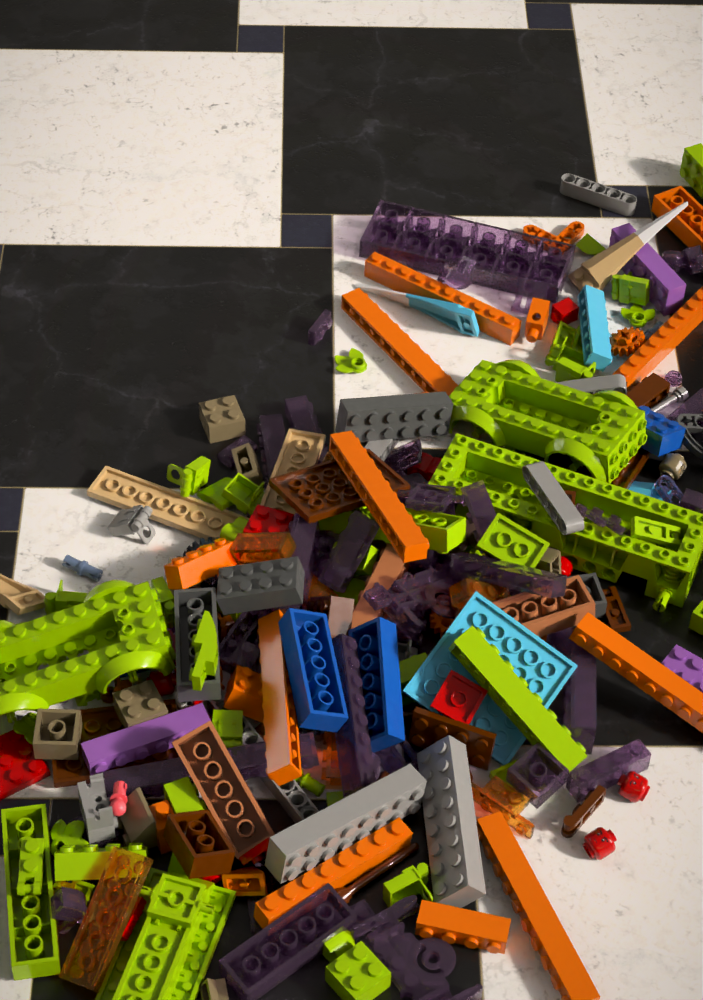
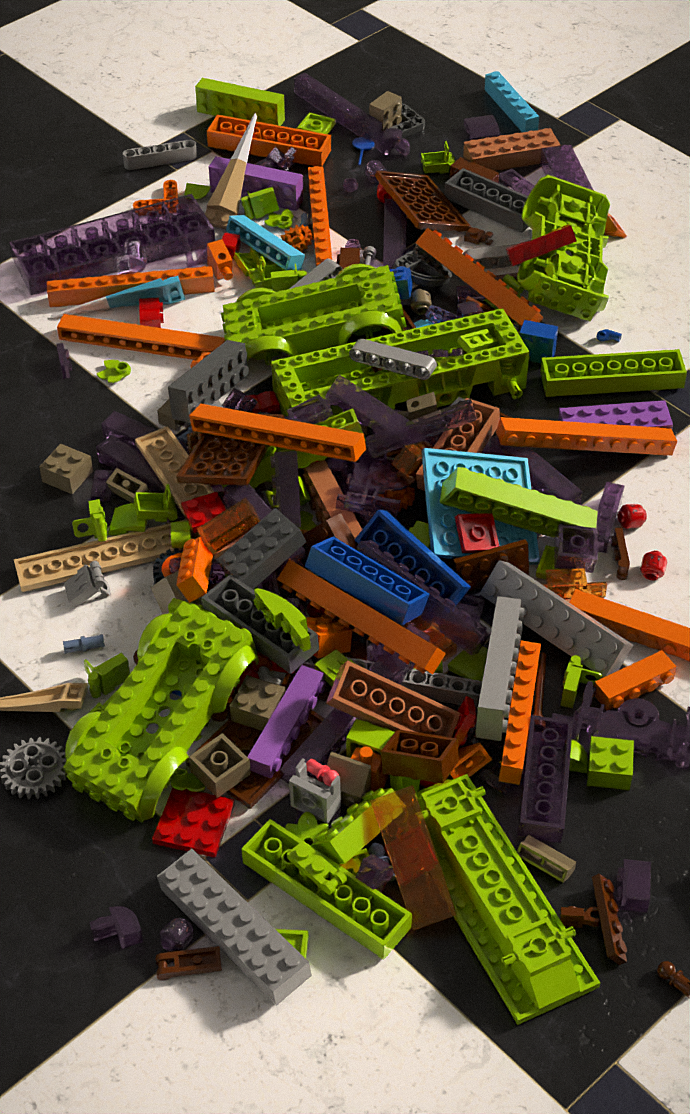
camera: 40 degrees left, 0 degrees up
(432, 330) = (150, 312): none -> red brick
(512, 543) = (399, 405): lime plate -> none

